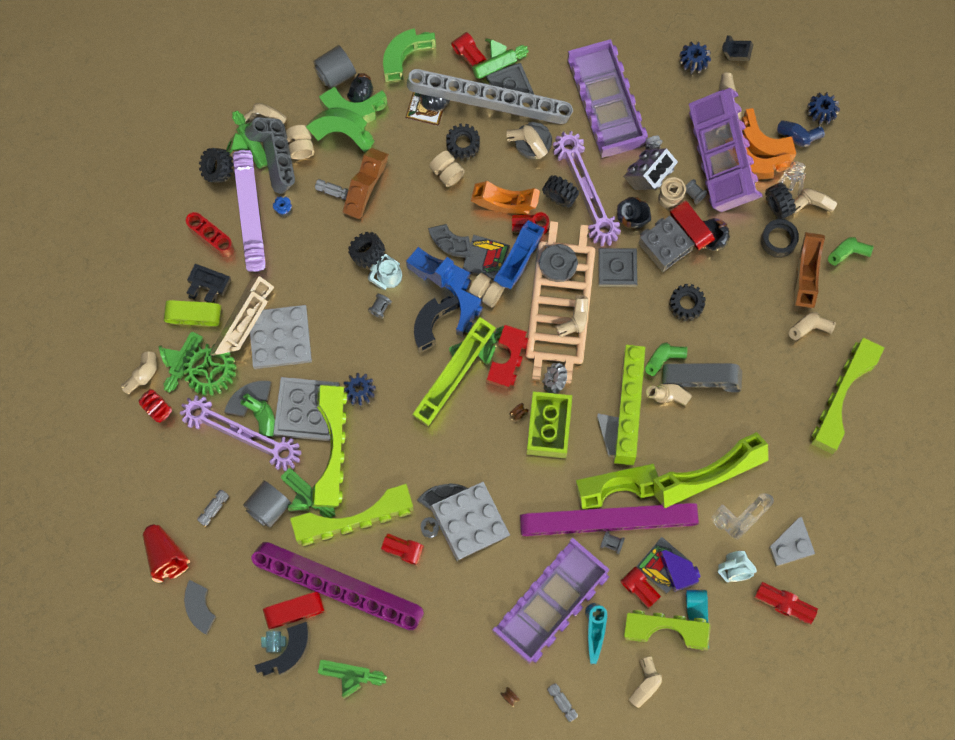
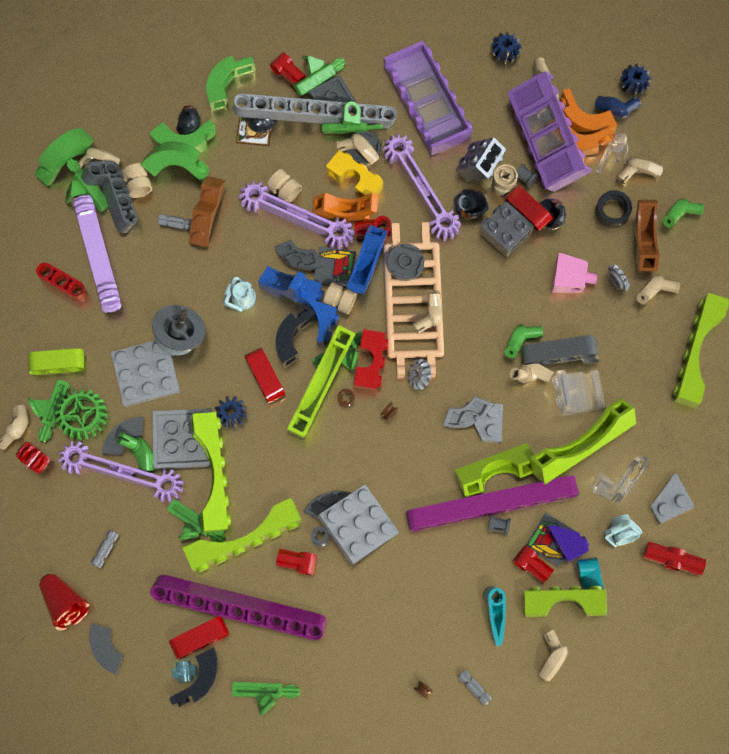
camera: 10 degrees left, 0 degrees up
(209, 280) = (66, 326): black plate -> none
(224, 165) = (66, 213): black tyre -> none
(230, 100) = (59, 151): none -> bright green arch
(243, 316) = (107, 357): tan wedge -> none
(266, 504) = (157, 538): dark grey piece -> none
(282, 209) = (128, 248): blue plate -> none
(318, 298) = (178, 329): none -> dark grey piece
(334, 67) = (159, 103): dark grey piece -> none
(372, 255) = (223, 281): black tyre -> none
(379, 306) = (238, 328): dark grey bush -> none
(398, 357) = (264, 375): none -> red beam
(455, 199) = (296, 215): none -> lavender arm
(459, 132) = (295, 168): black tyre -> none
(475, 397) = (345, 403): none -> reddish brown bush
(510, 156) = (344, 166): none -> yellow arch
(523, 114) = (350, 123): none -> bright green piece
(549, 424) = (421, 420): lime brick -> none
(551, 601) = (449, 591): clear window -> none
(560, 191) = (397, 193): black tyre -> none
(596, 427) = (467, 415): none -> light grey tile
(617, 267) = (463, 258): dark grey tile -> none
(630, 405) = (496, 389): lime arch -> none
(653, 142) = (479, 134): light grey plate -> none
(692, 292) = (535, 293): black tyre -> none
(714, 420) = (578, 392): none -> clear piece
(726, 299) = (571, 275): none -> bright pink torso
(737, 49) = (545, 34): black bracket -> none
(772, 309) = (618, 278): none -> light grey gear
(780, 200) = (609, 173): black tyre -> none

